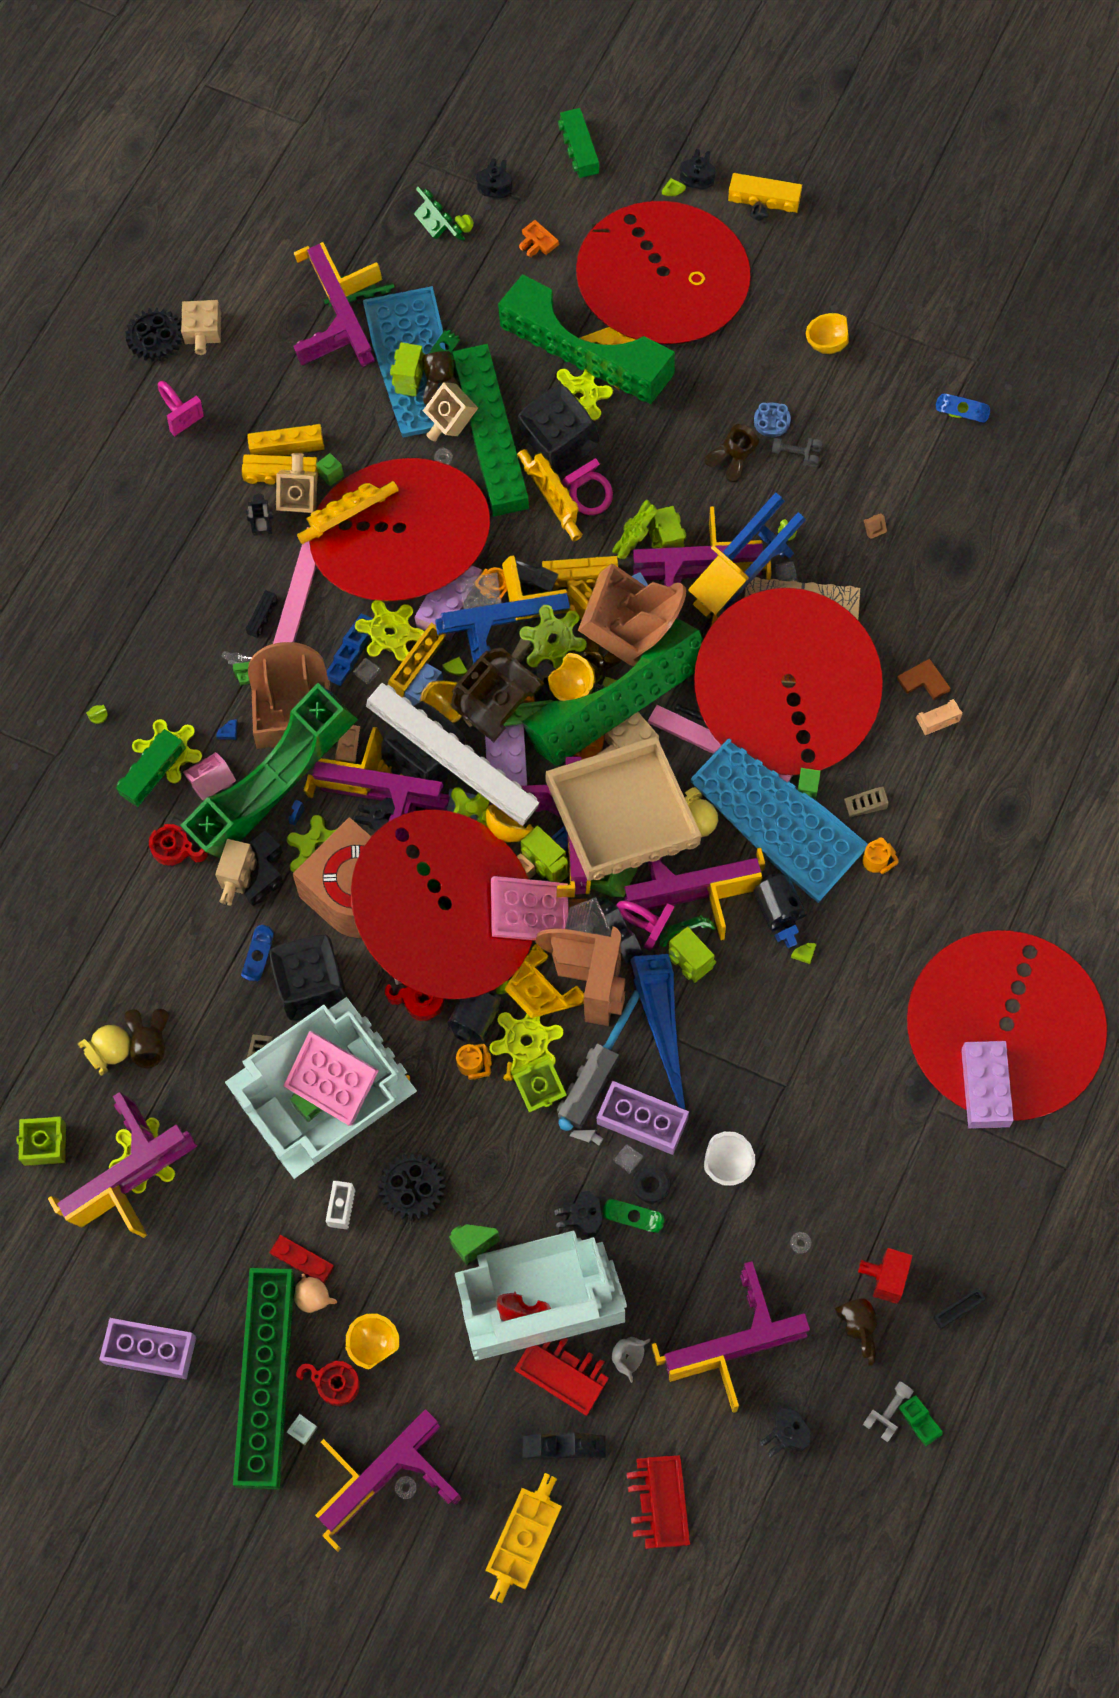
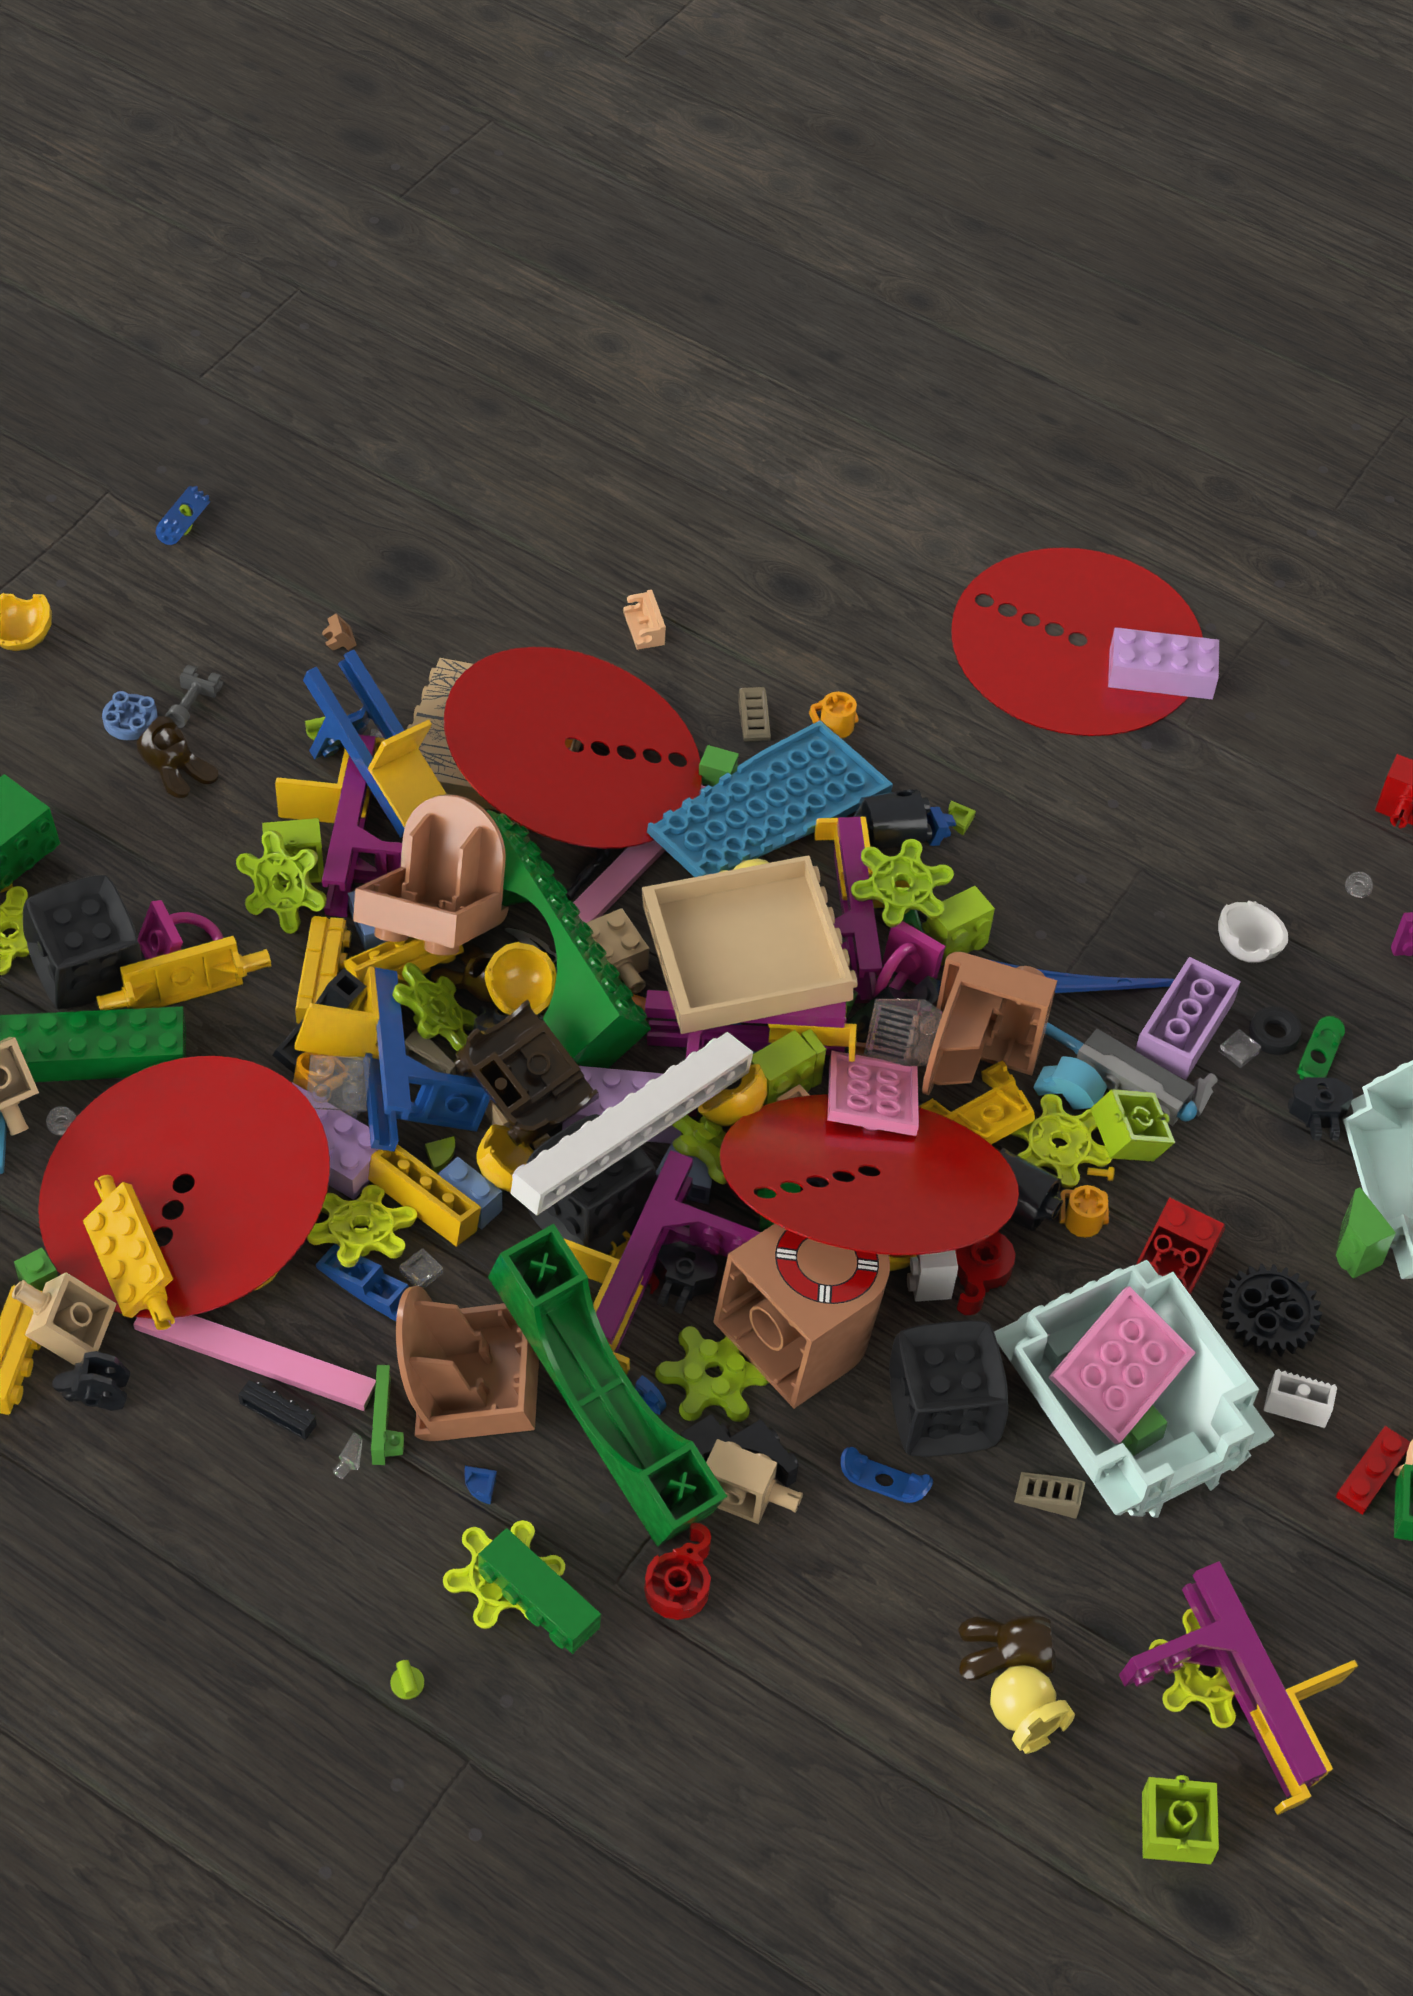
camera: 90 degrees left, 15 degrees down
(210, 776) = (562, 1512): bright pink slope -> none
(450, 1124) = (1182, 1243): none -> red slope
(572, 1044) = (1075, 1080): none -> medium azure brick
(695, 891) = (902, 867): none -> lime plate
(924, 675) = (581, 624): dark orange tile -> none

